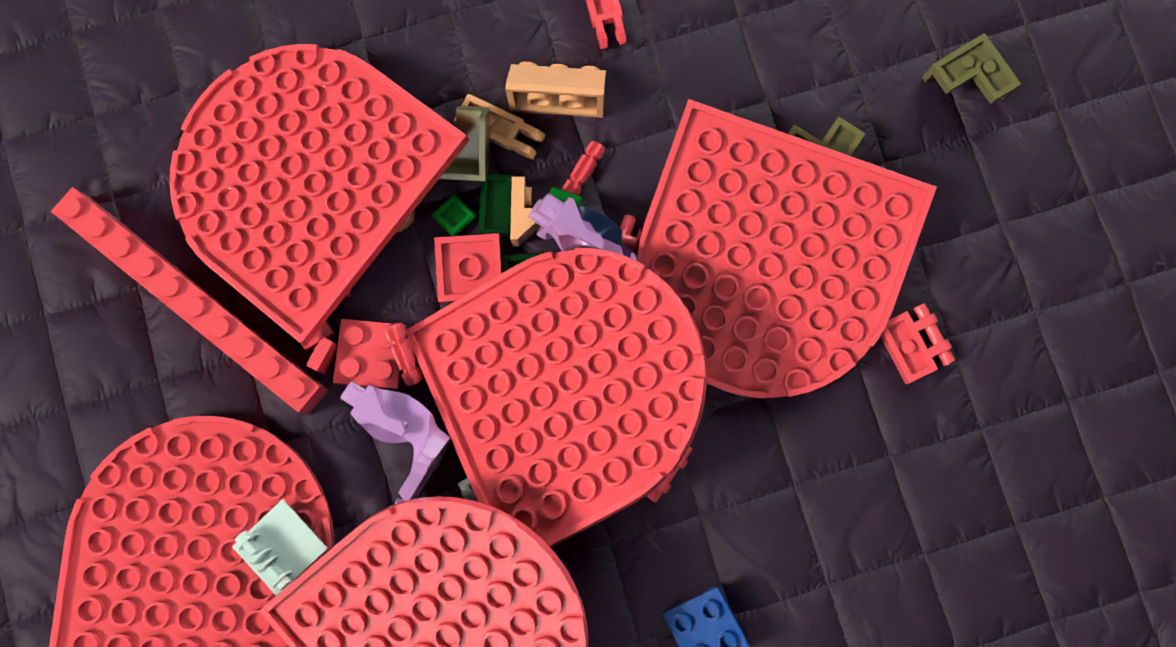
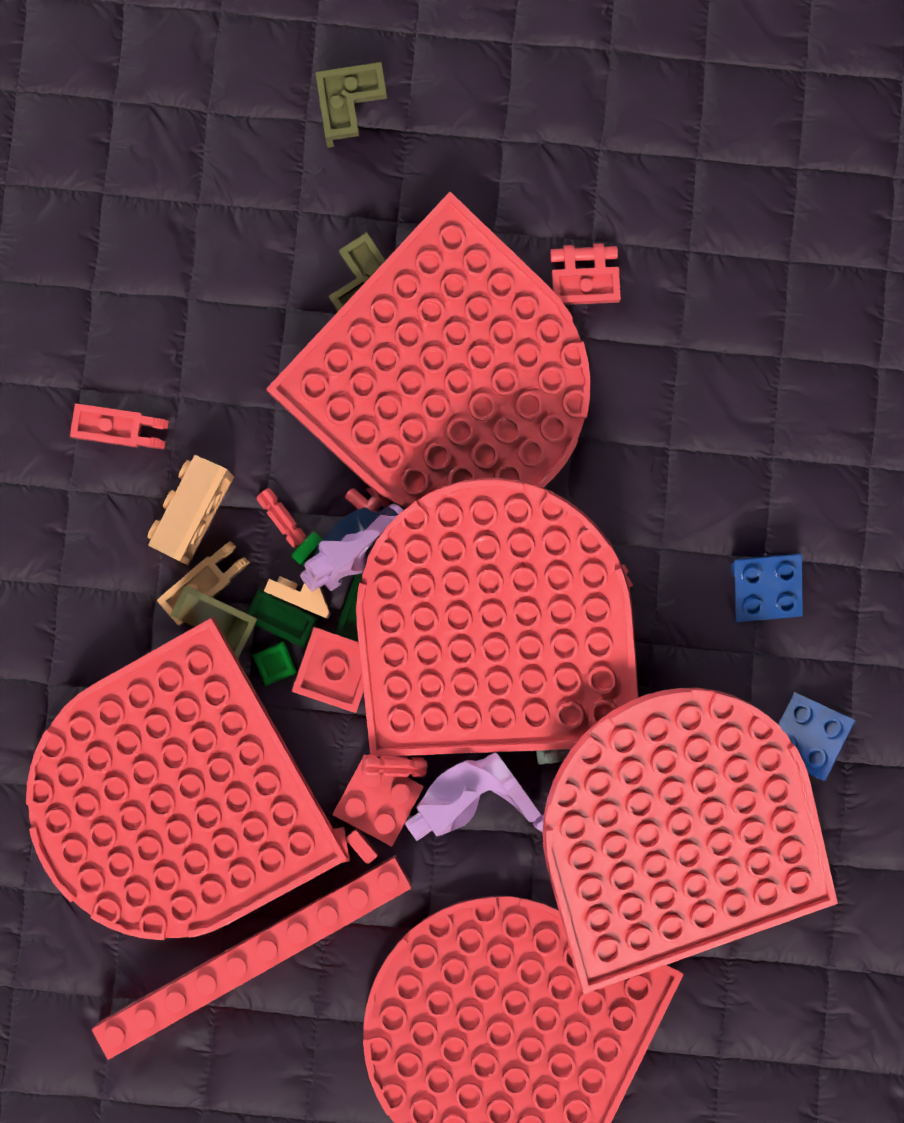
camera: 75 degrees left, 5 degrees up
(279, 547) = (531, 954): light aqua hinge -> none

